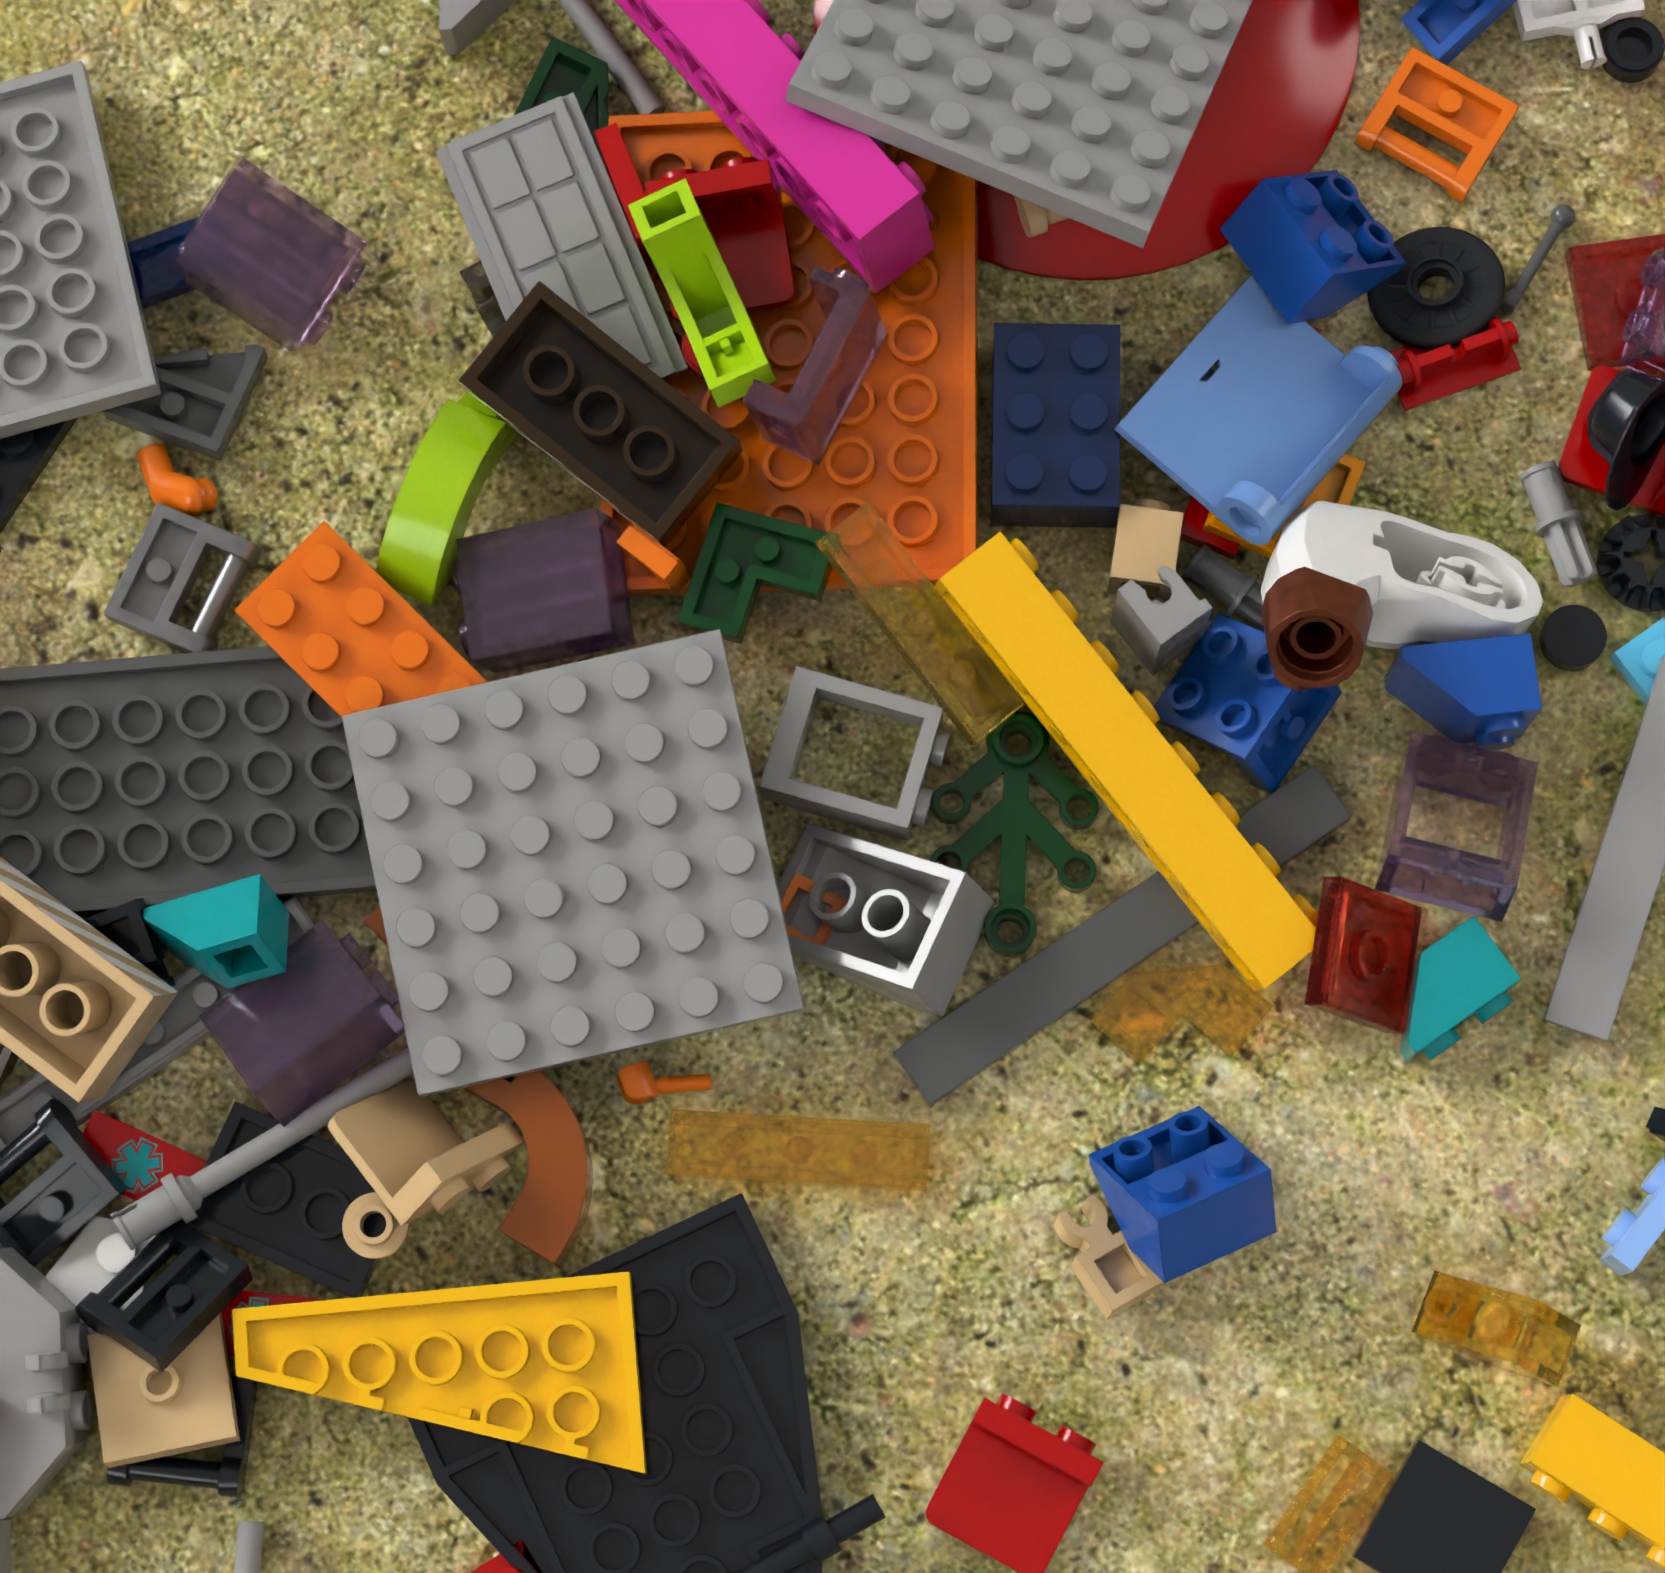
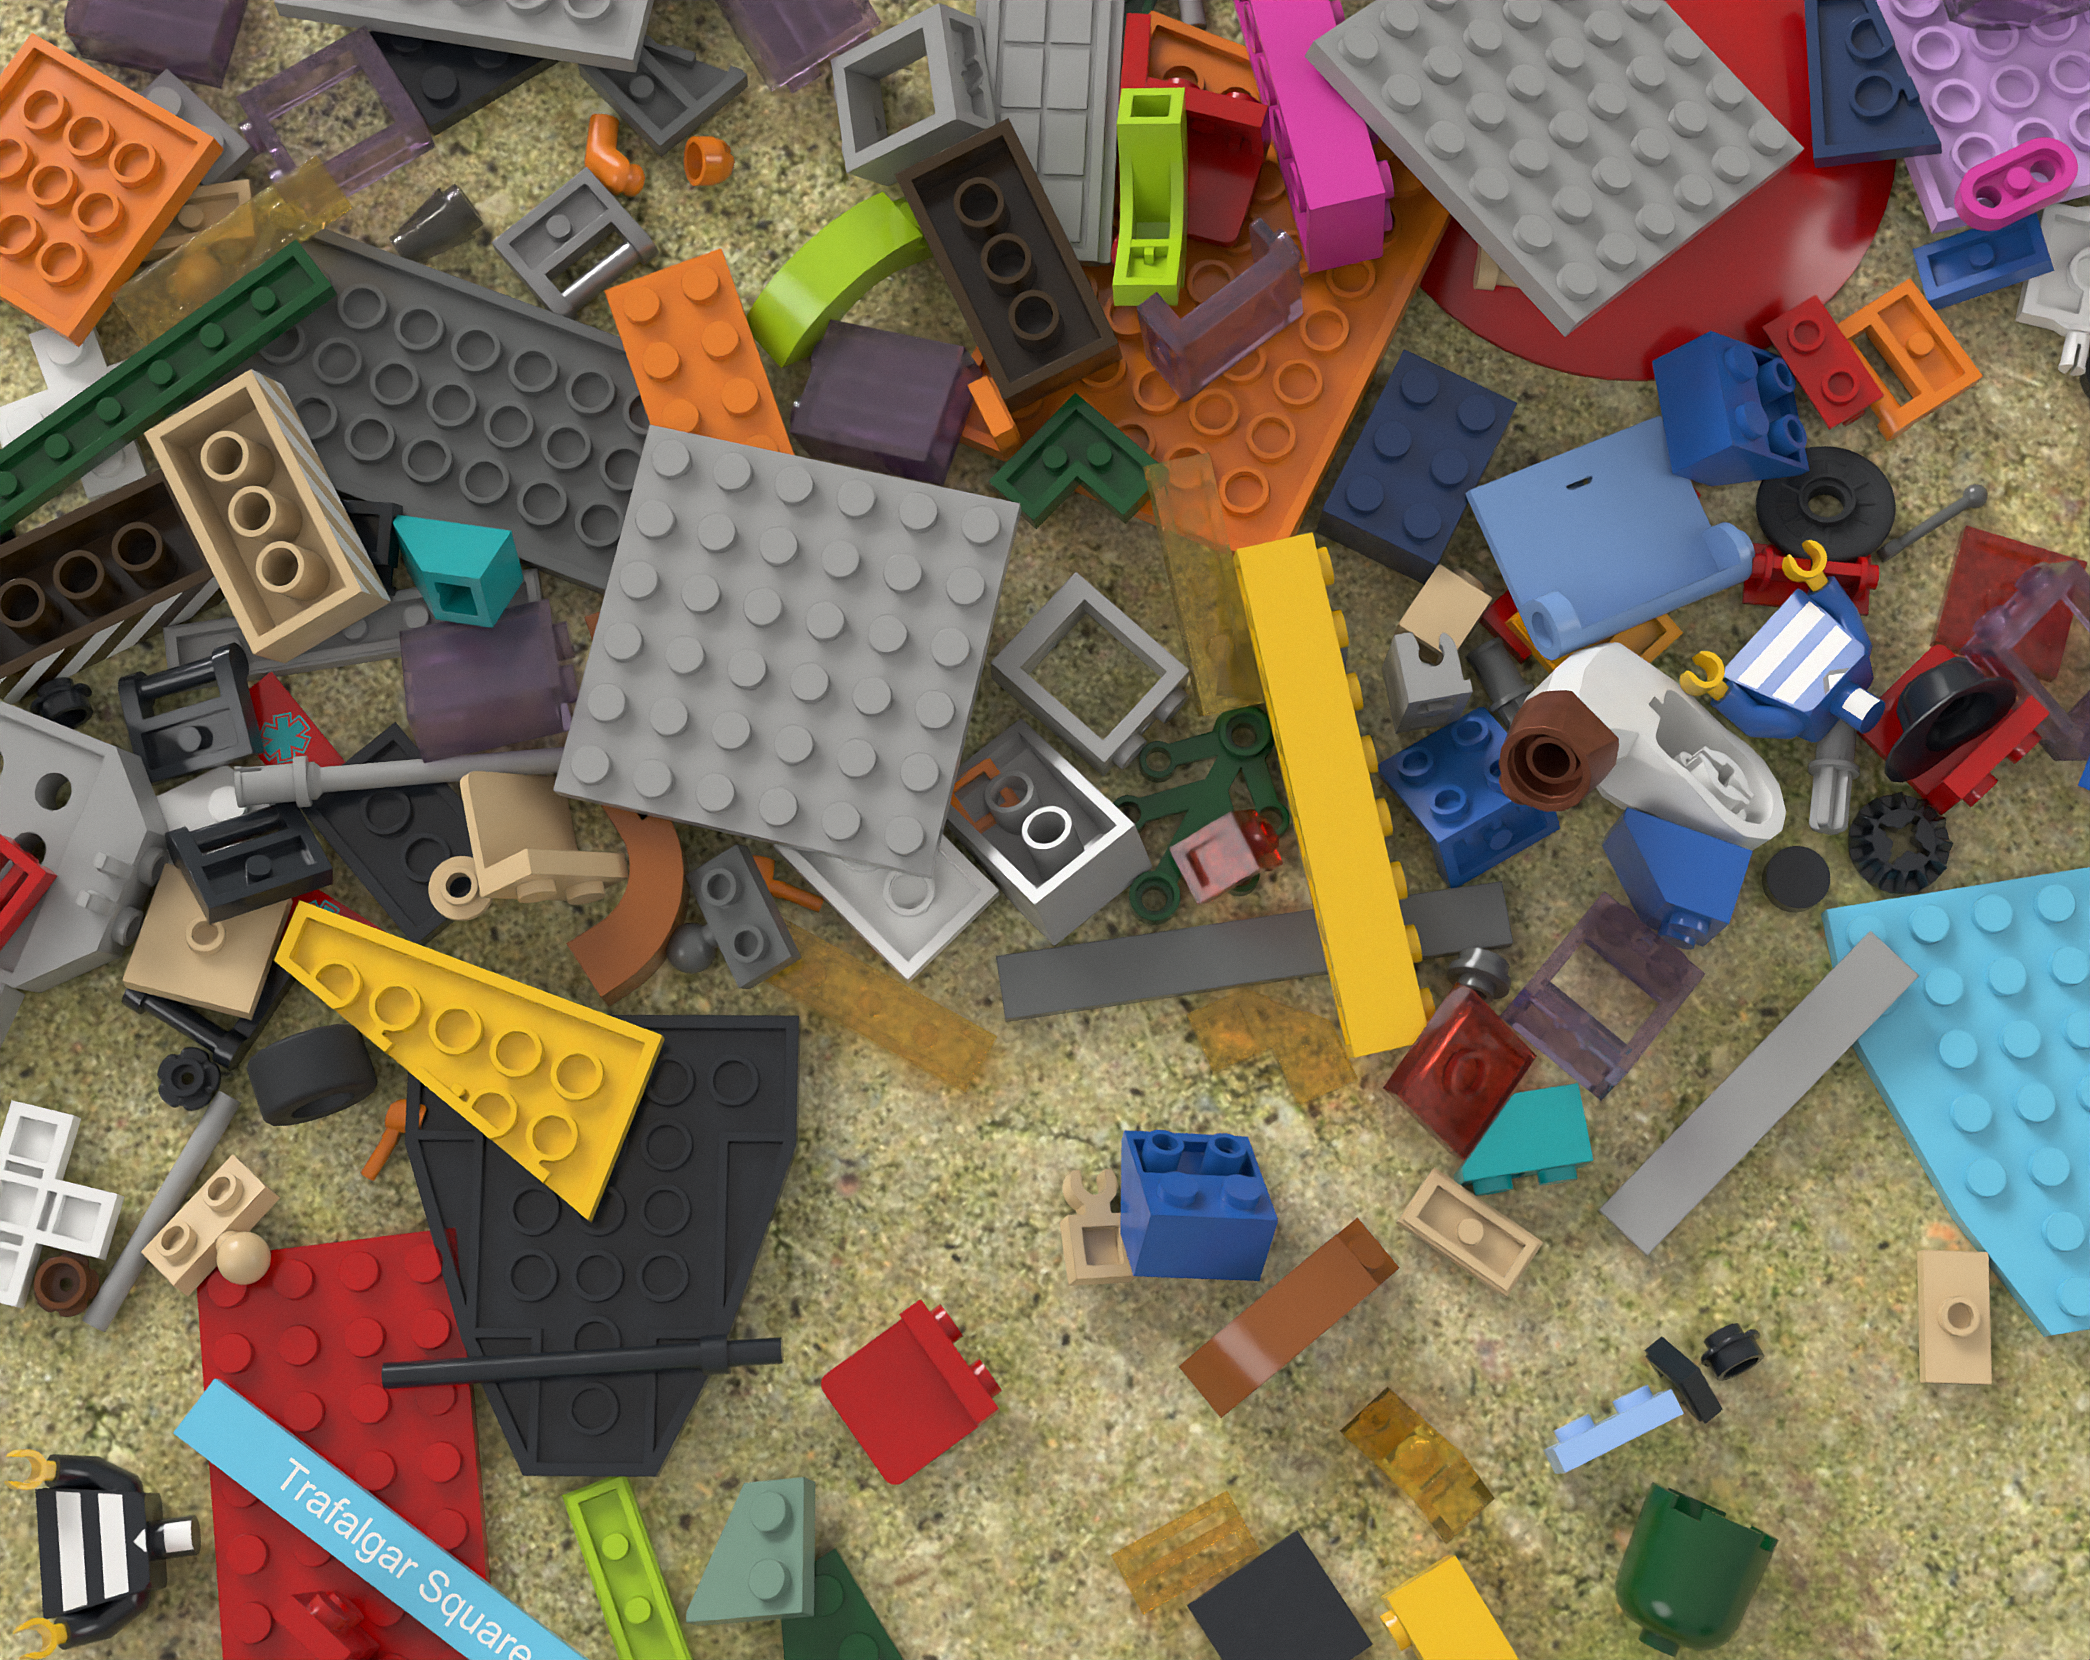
camera: 20 degrees right, 0 degrees up
(44, 621) = (438, 225): none -> clear smoke cone
(222, 1528) = (202, 1089): none -> black plate
(265, 444) = (707, 161): none -> orange hinge
(321, 1464) = (311, 1074): none -> black tyre
(419, 1472) = (395, 1126): none -> orange hand
(470, 267) = (961, 107): none -> light grey window
(645, 1132) = (739, 922): none -> dark grey plate
(782, 1056) = (896, 912): none -> white plate
(1058, 858) = (1227, 854): none -> clear red bracket
(1320, 1253) = (1288, 1317): none -> dark orange arch
(1336, 856) = (1482, 972): none -> dark grey plate
(1372, 159) = (1823, 363): none -> red hinge
(1440, 1096) = (1469, 1232): none -> tan plate
(1486, 445) = (1800, 667): none -> blue torso

